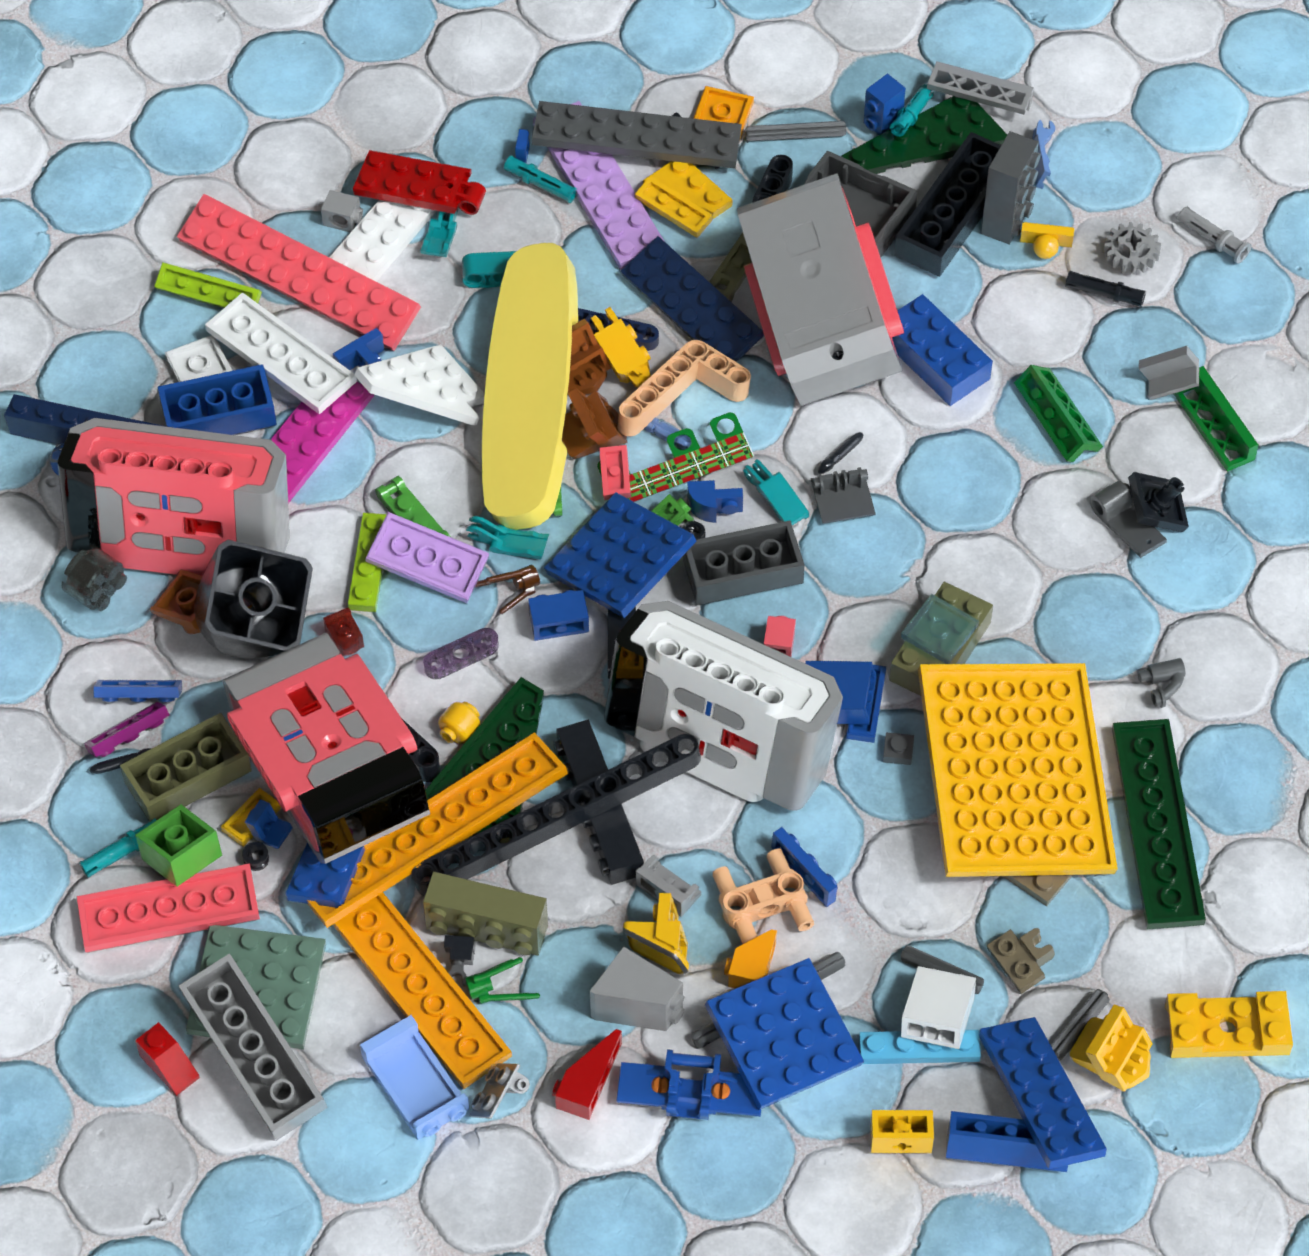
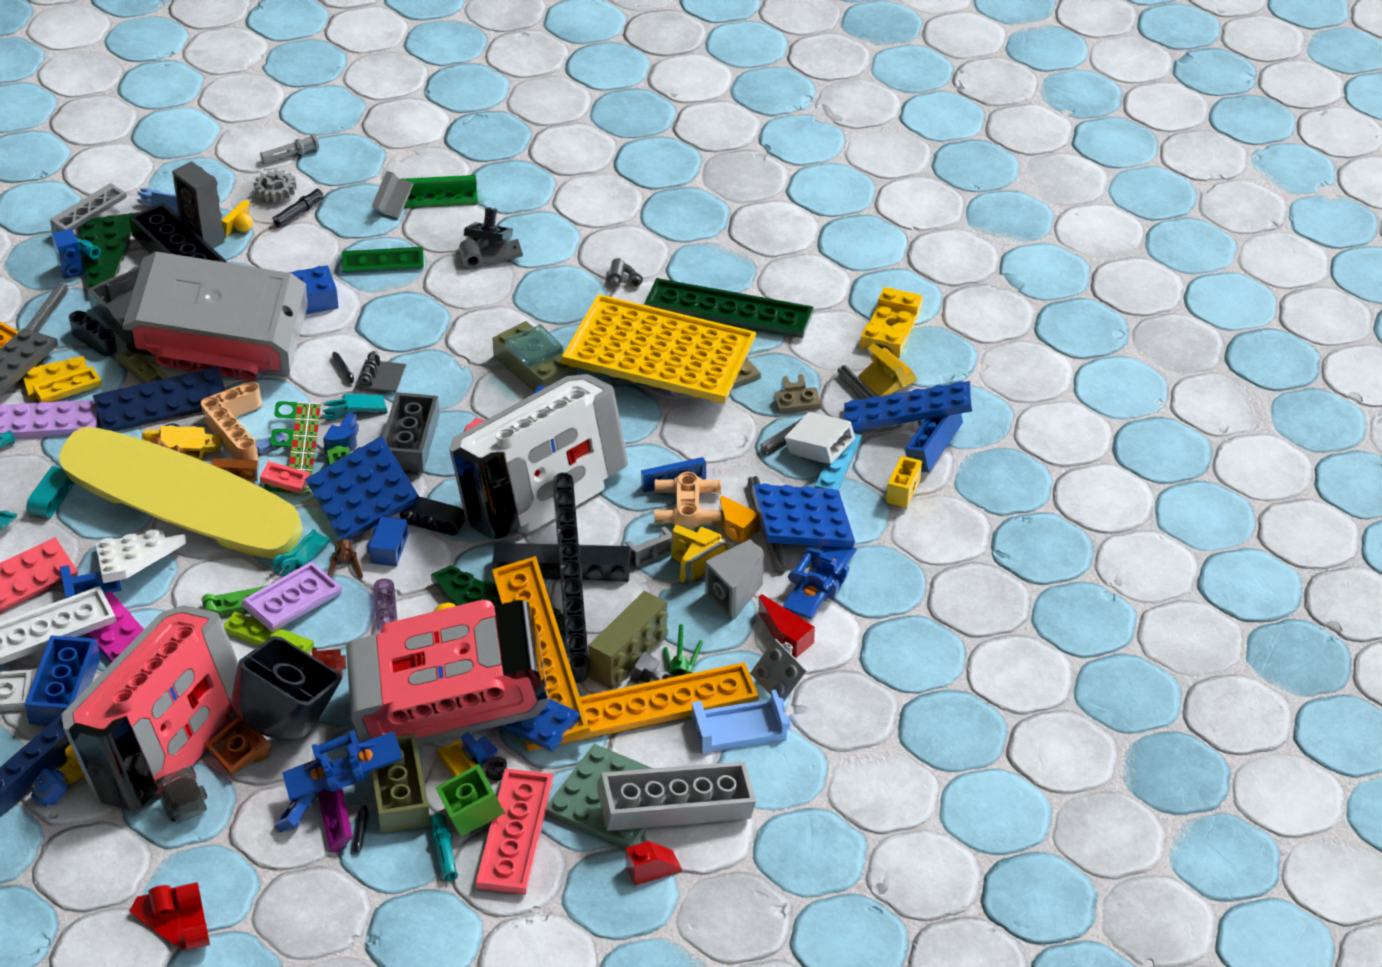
camera: 70 degrees left, 15 degrees down
(168, 712) = (345, 771): none -> blue piece

